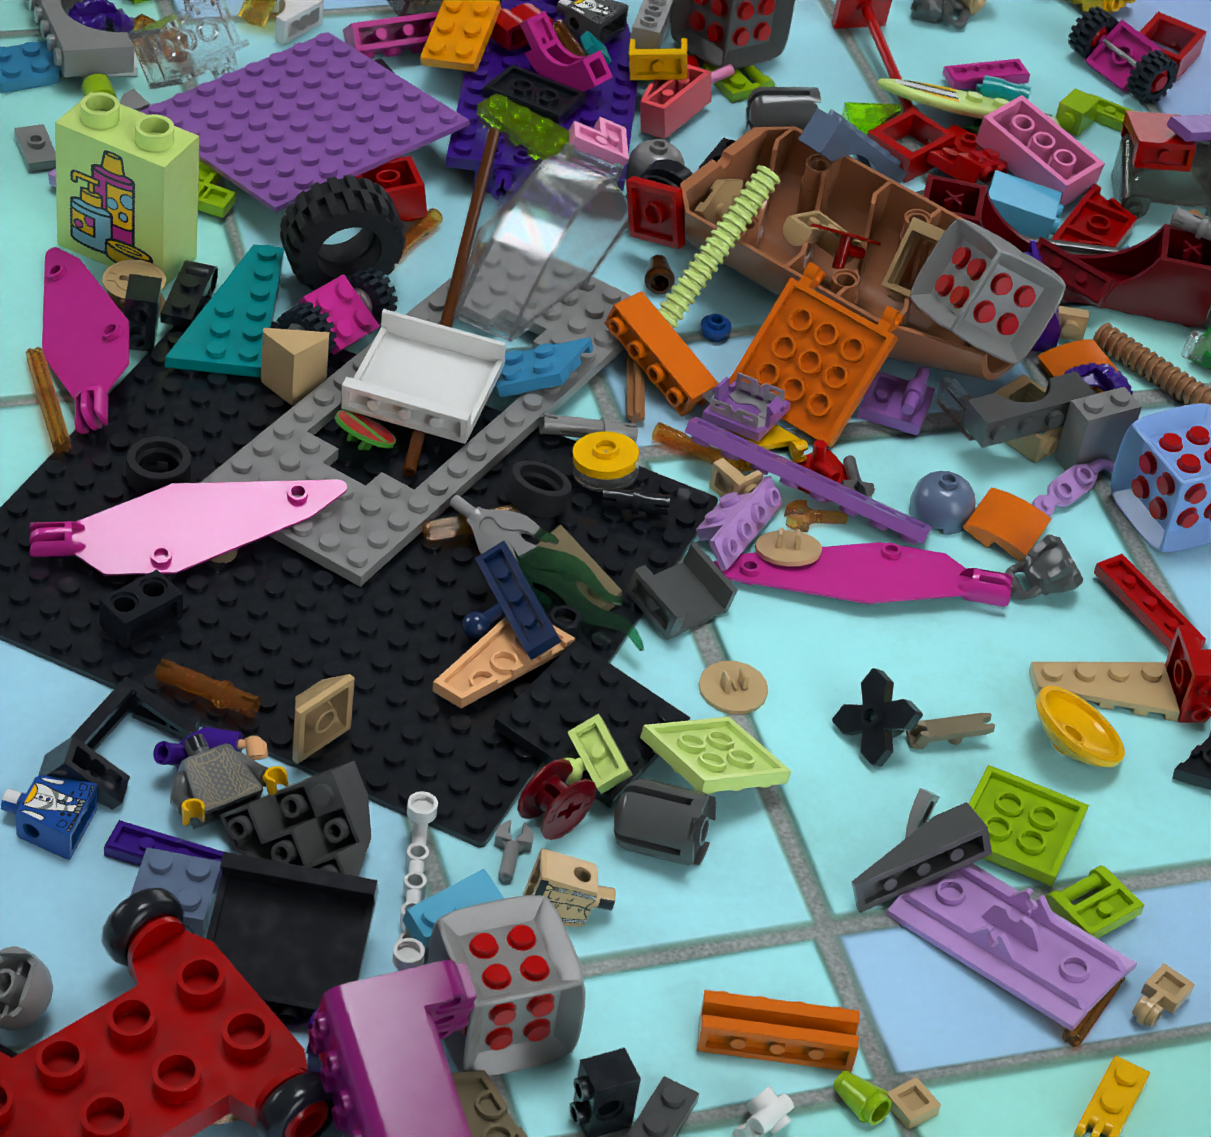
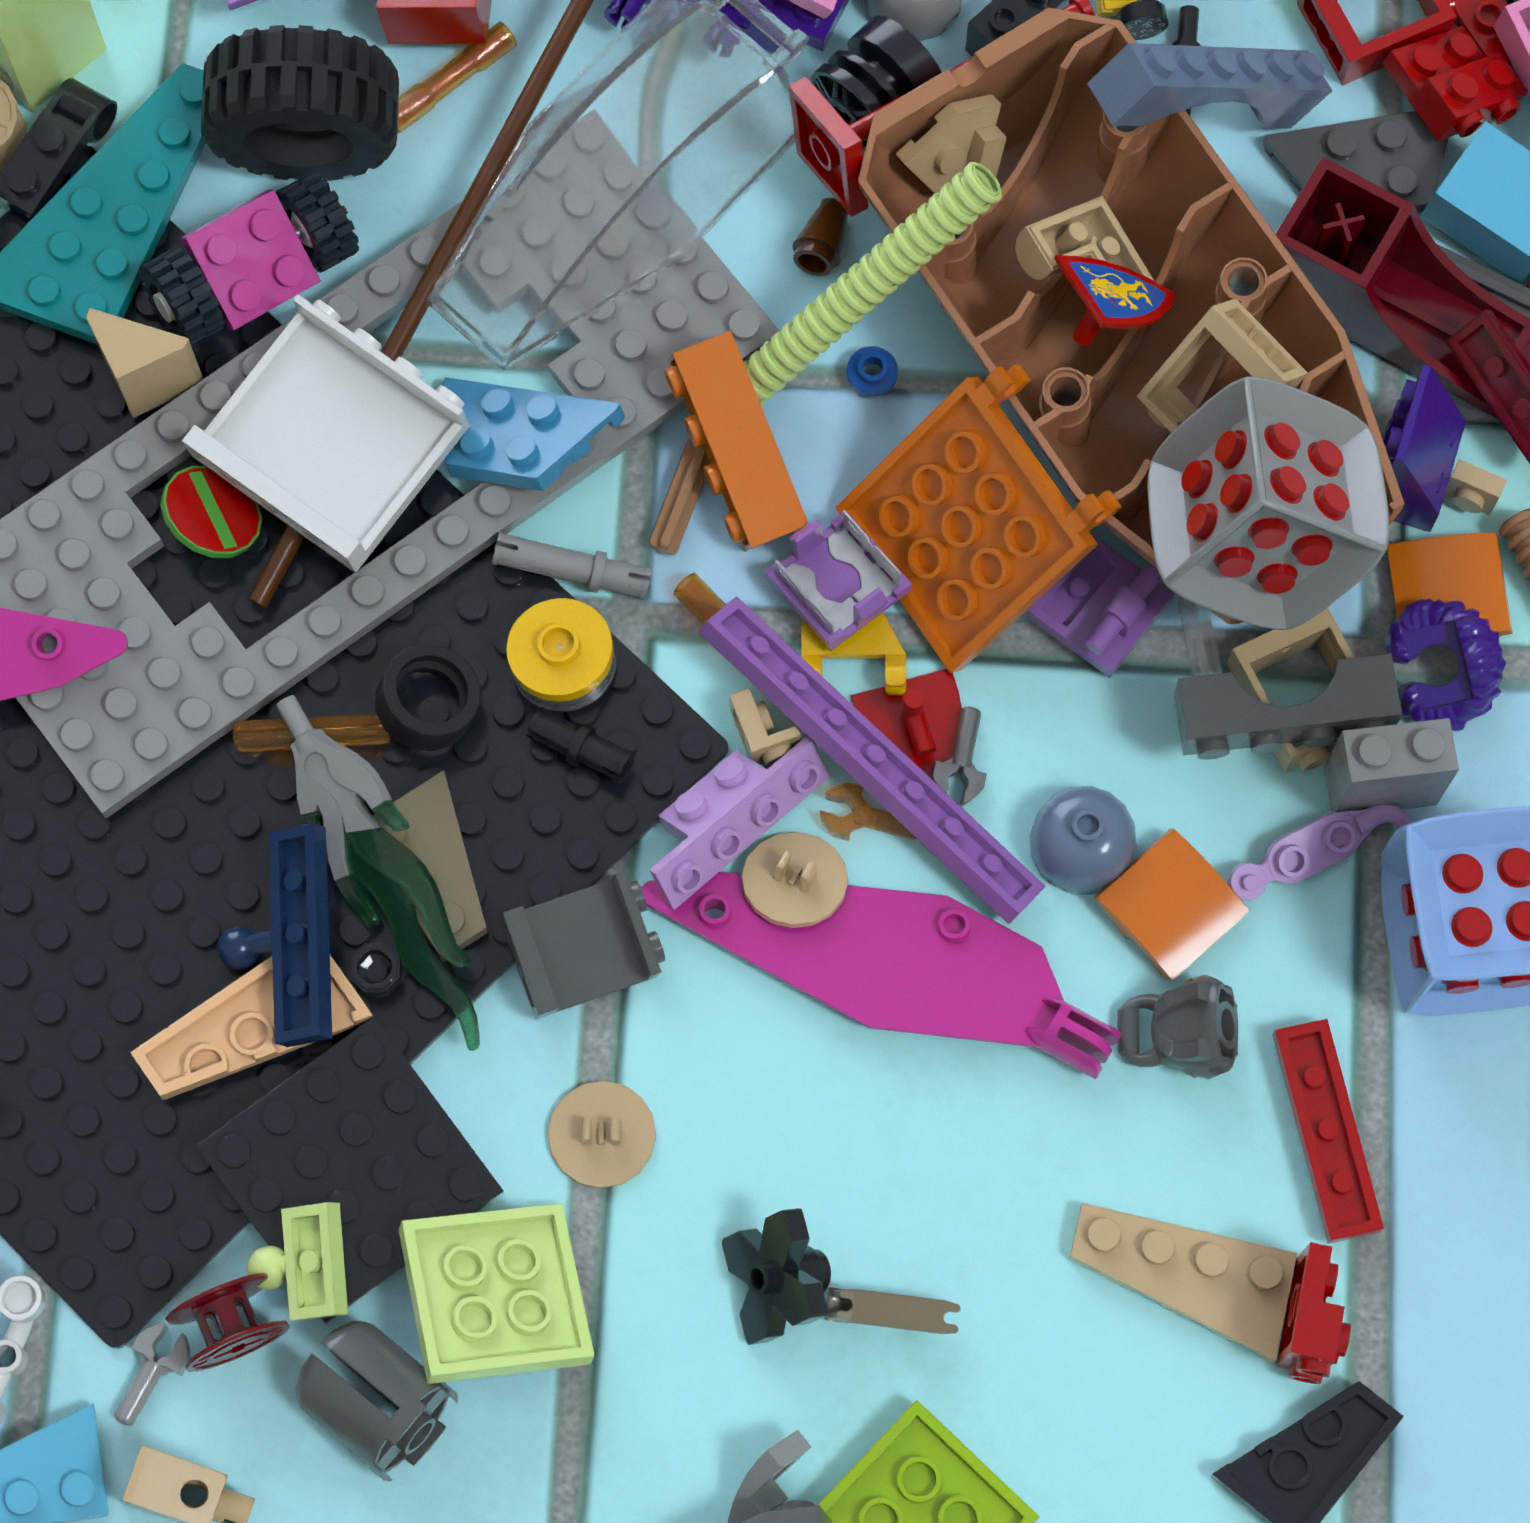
camera: 25 degrees right, 30 degrees up
(1078, 728) = (1107, 1366): yellow dish -> none

